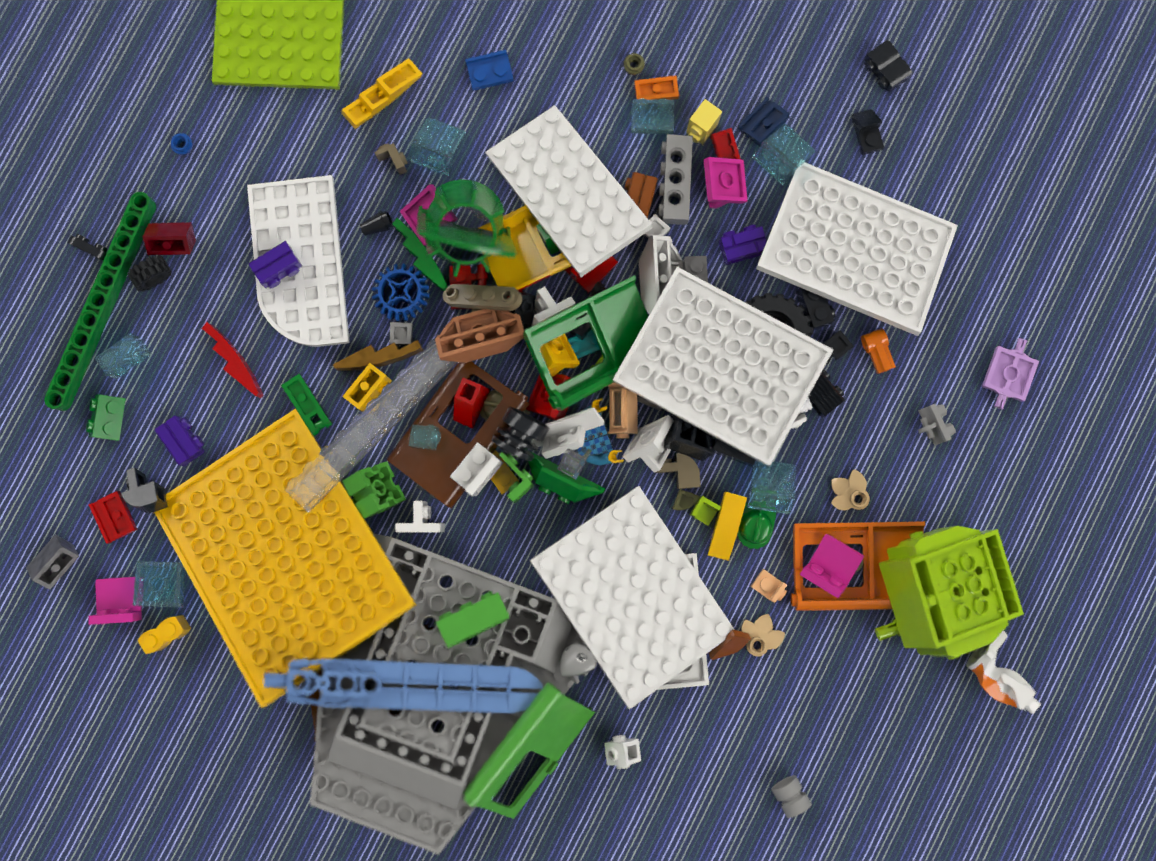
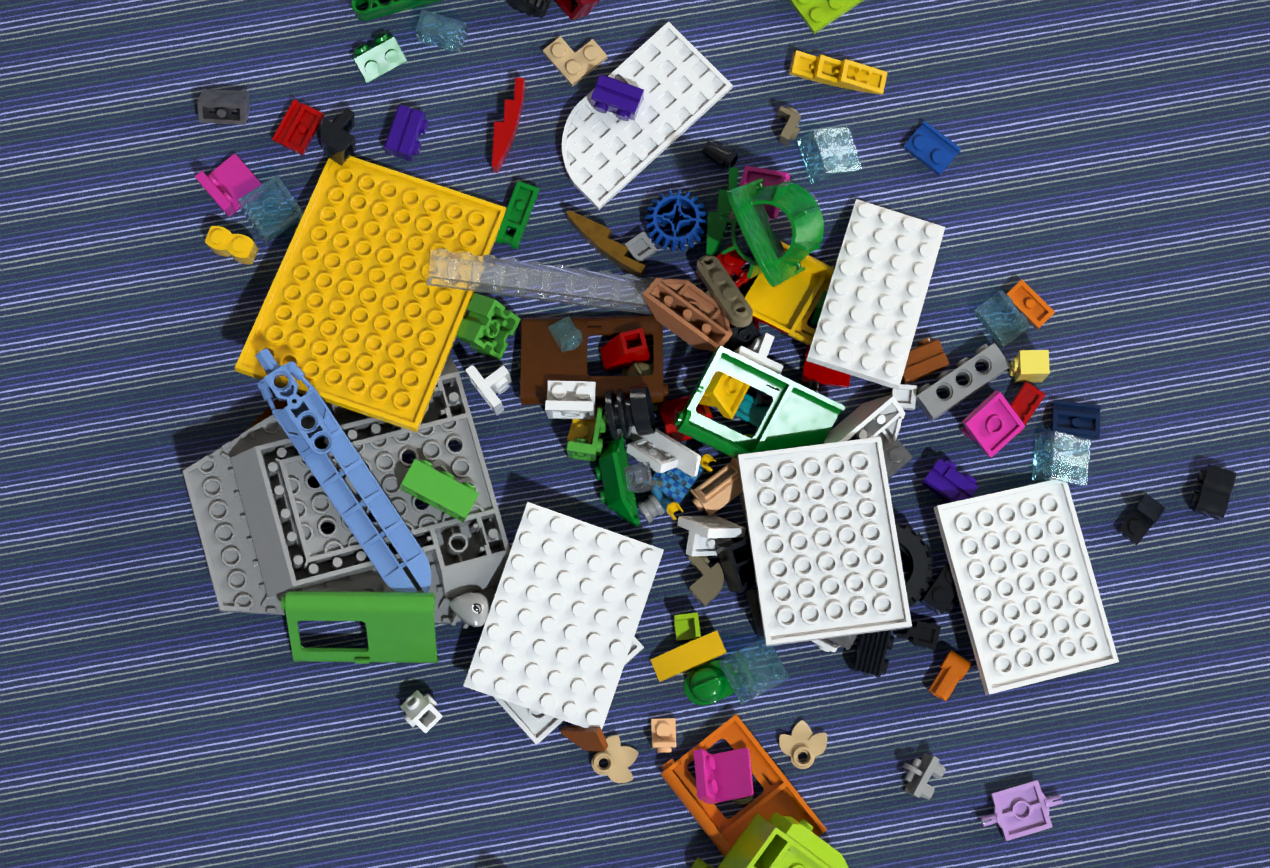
camera: 55 degrees right, 5 degrees down
(226, 278) = (574, 65): none -> tan plate
(366, 387) = (571, 253): yellow brick -> none
(598, 472) = (650, 508): none -> light grey wheel
(634, 58) = (1042, 263): olive plate -> none
(685, 500) = (682, 603): olive tile -> none

